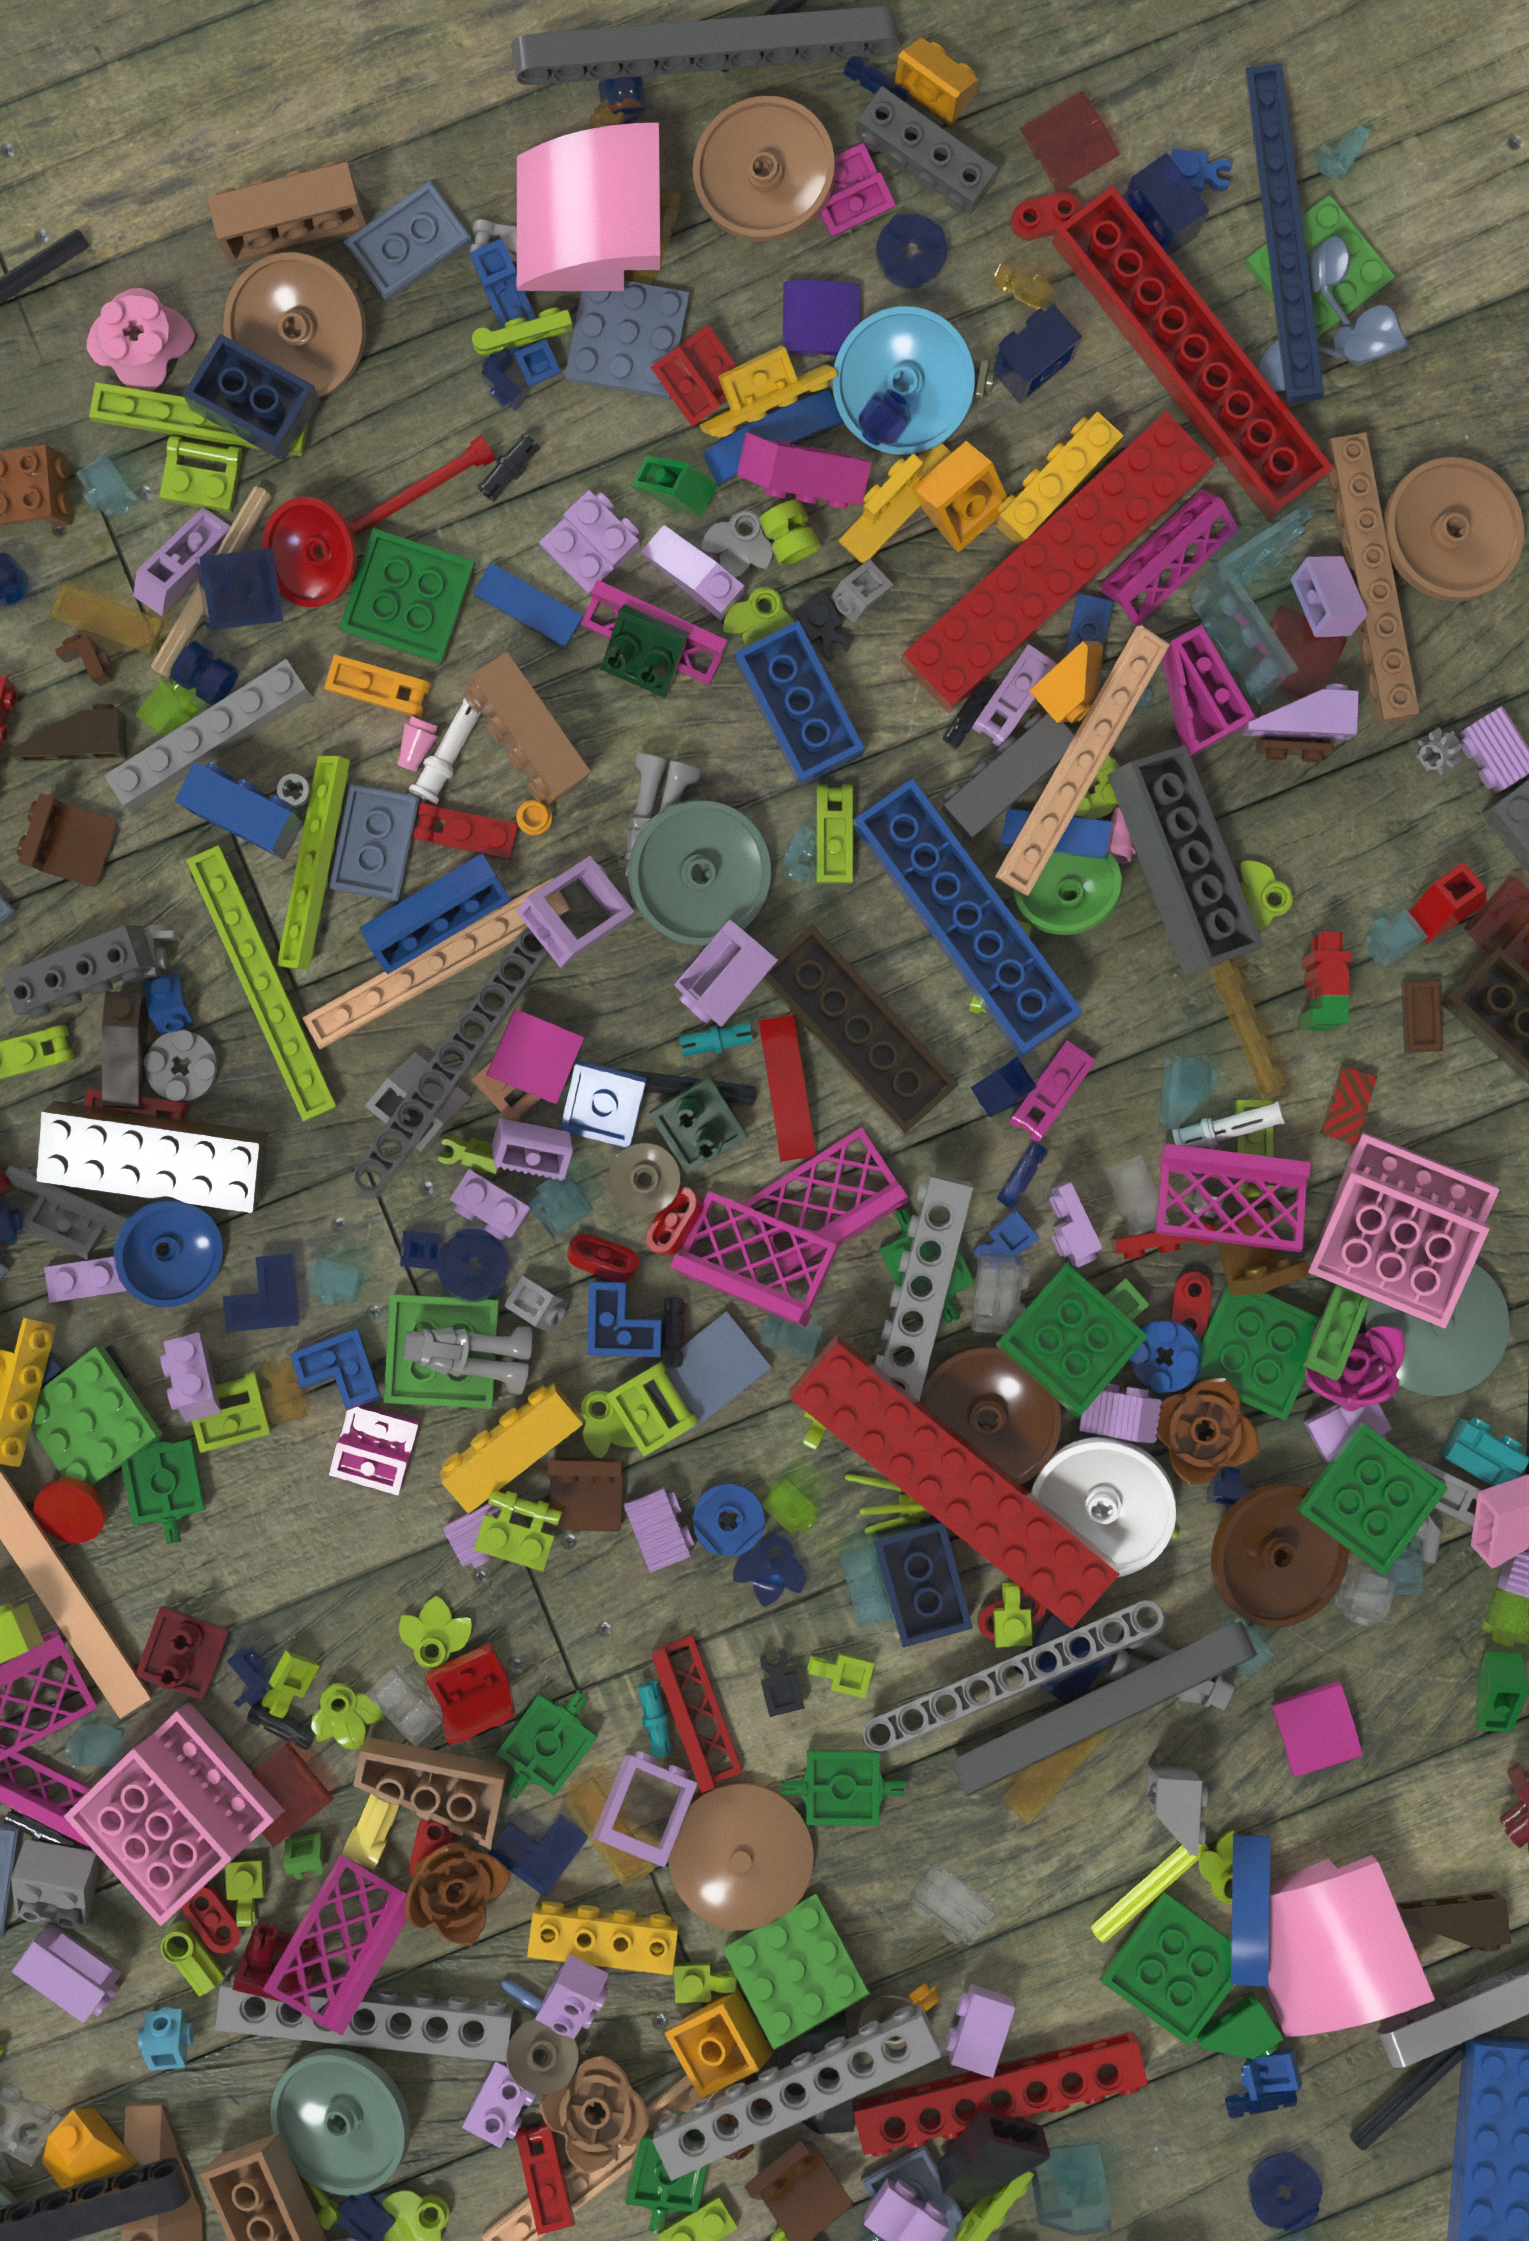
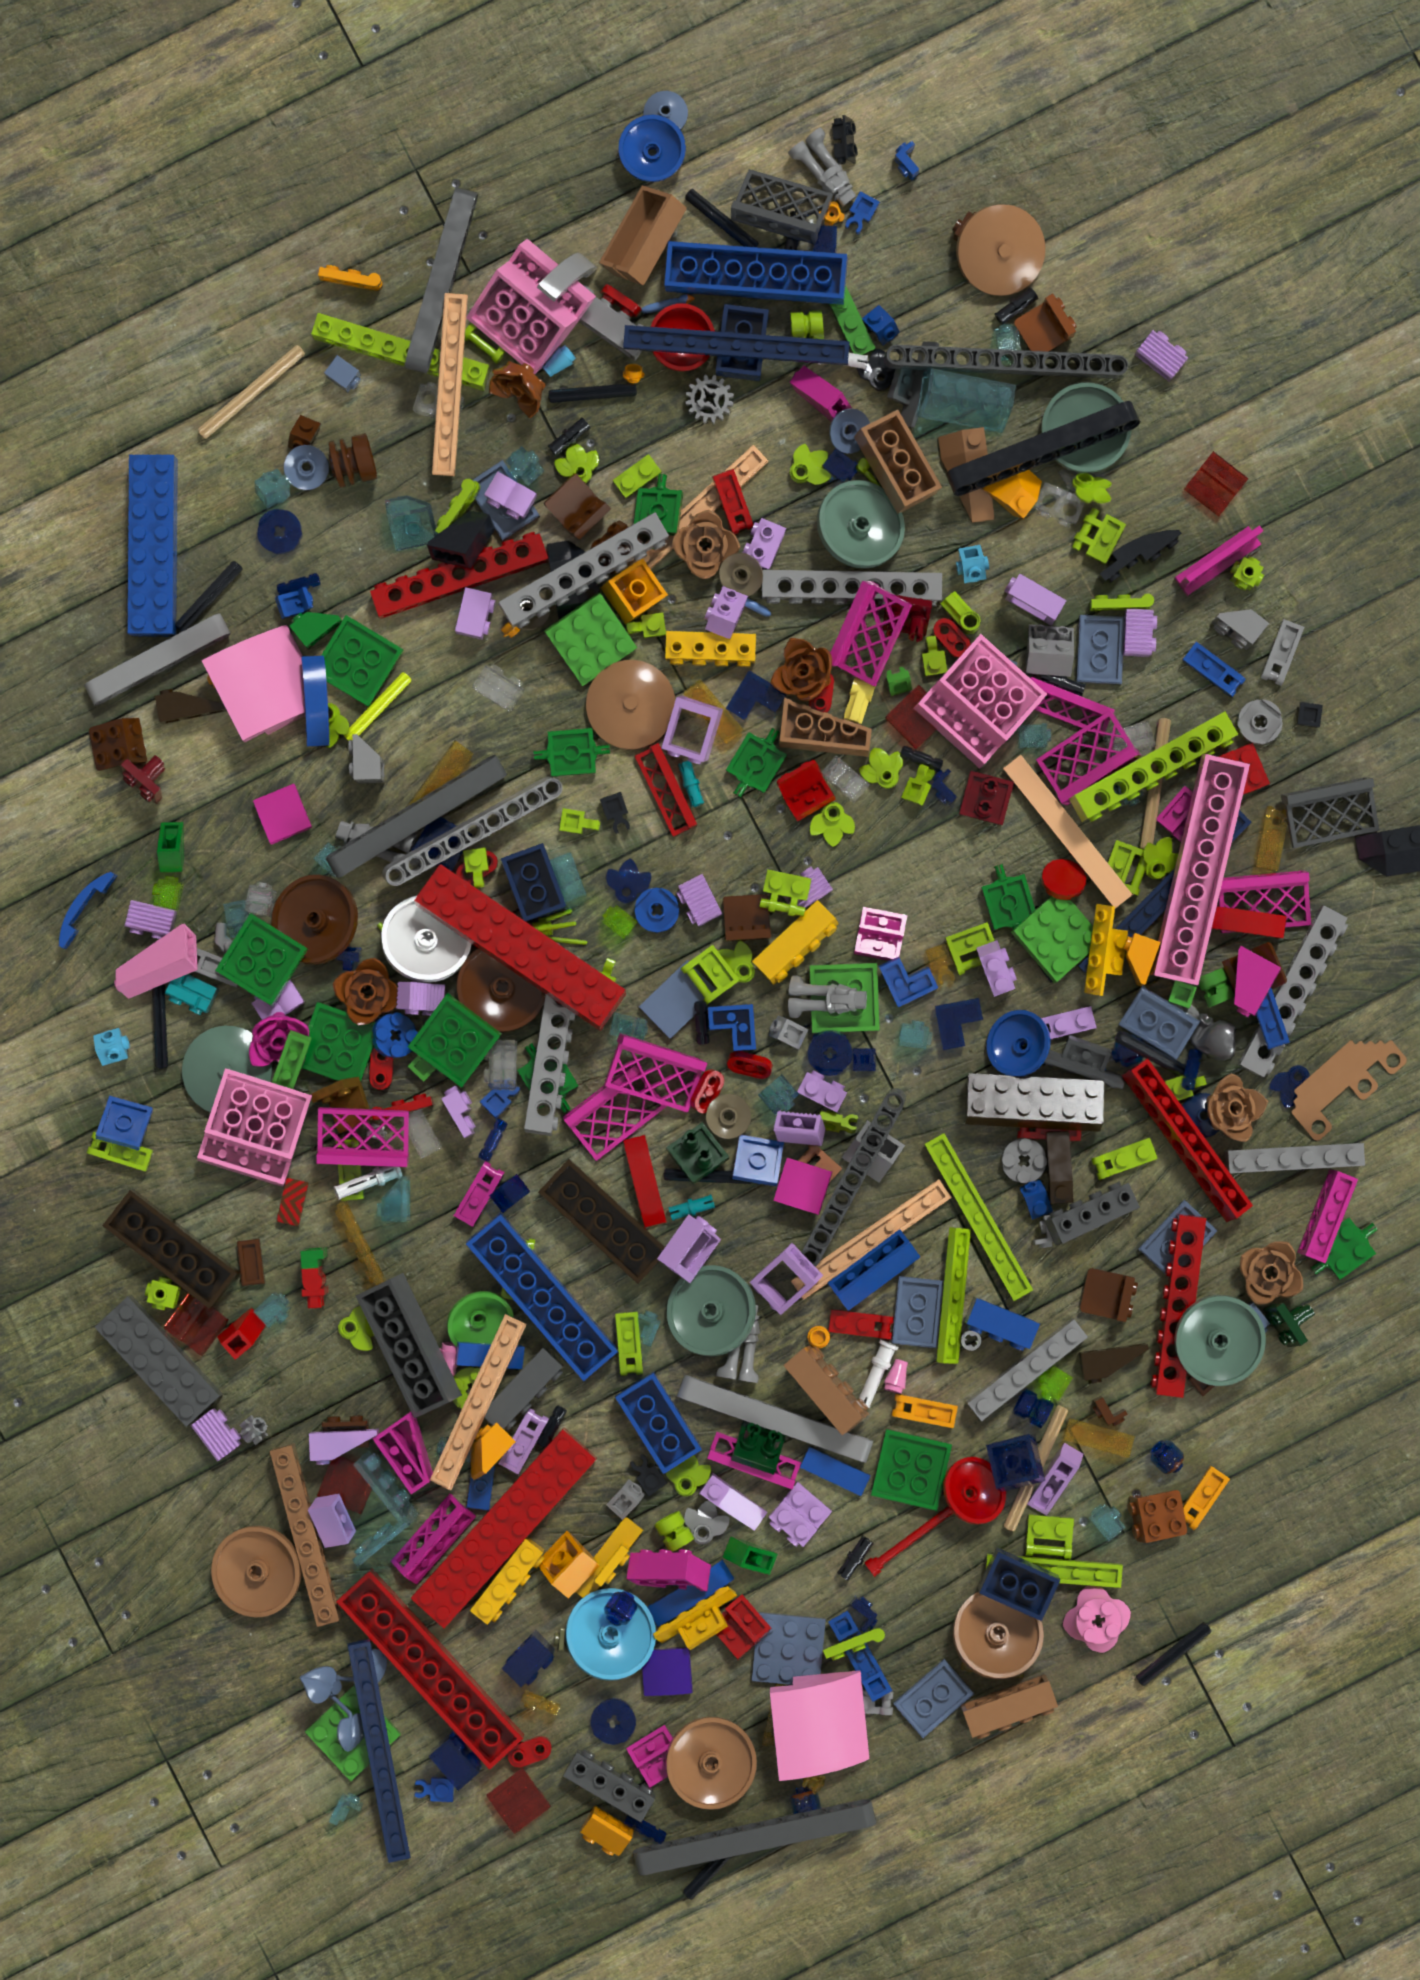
camera: 175 degrees left, 0 degrees up
(617, 696) = (774, 1418): none -> light grey beam

